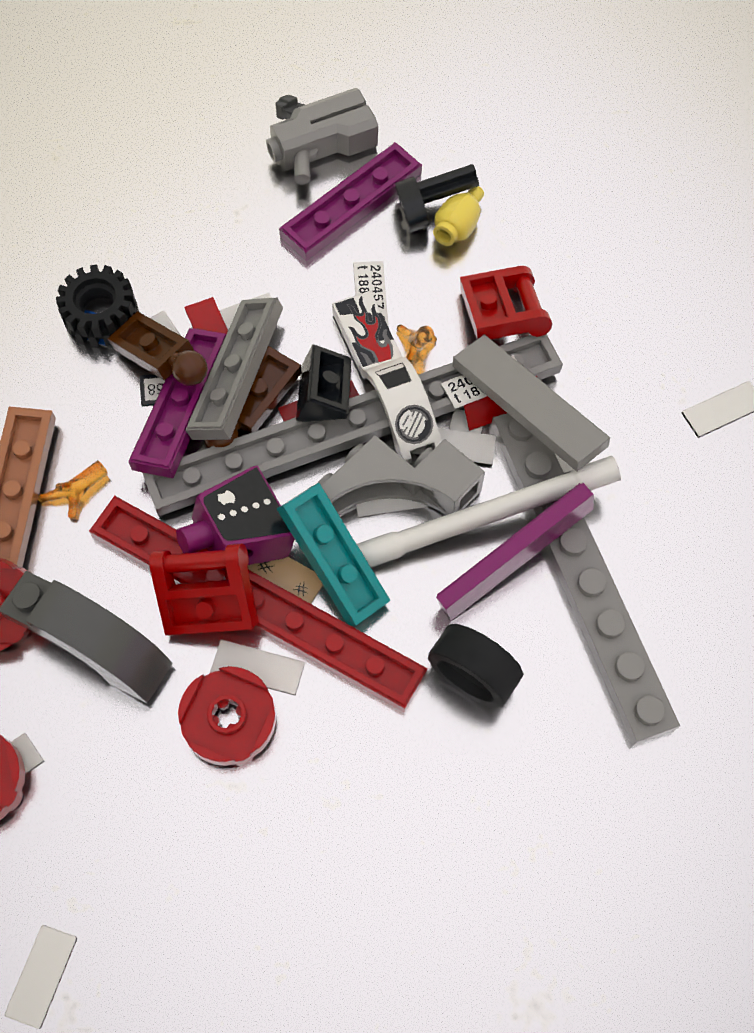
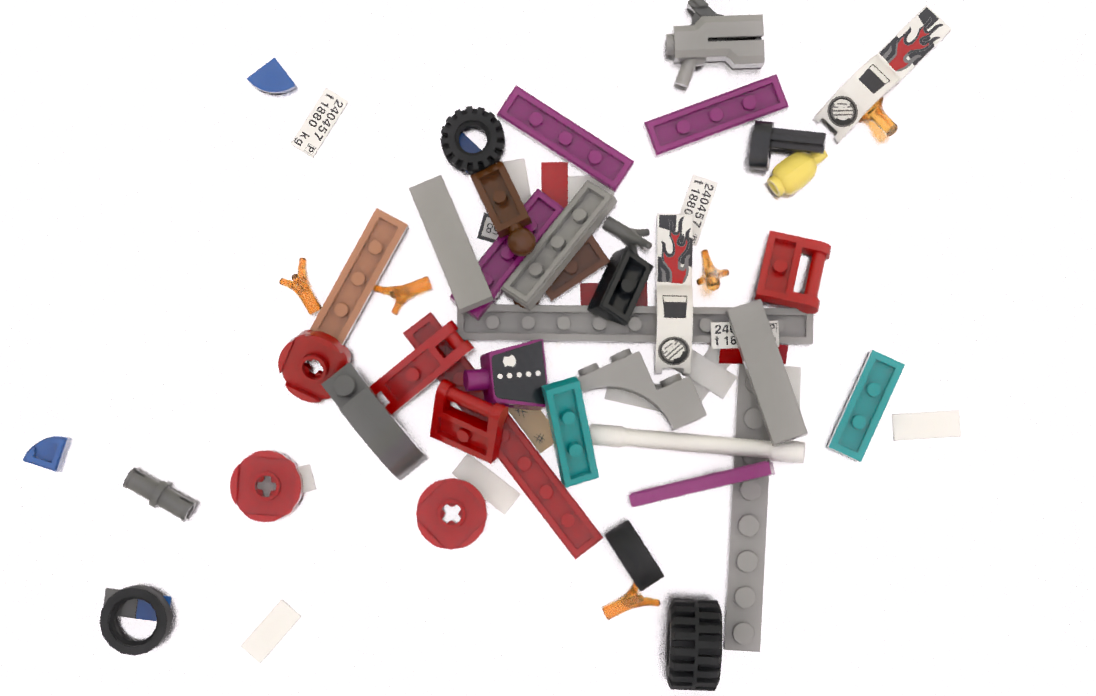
camera: 25 degrees right, 20 degrees up
(112, 410) = (451, 244): none -> light grey tile
(126, 549) = (421, 367): none -> red plate
(200, 273) = (565, 138): none -> magenta tile
(305, 337) = (628, 235): none -> dark grey bar
(492, 734) = (629, 601): none -> clear orange bar
(495, 107) = (883, 72): none -> piece
(513, 139) = (877, 115): none -> clear orange bar
(603, 740) = (694, 644): none -> black tyre
(651, 408) = (865, 405): none -> teal plate

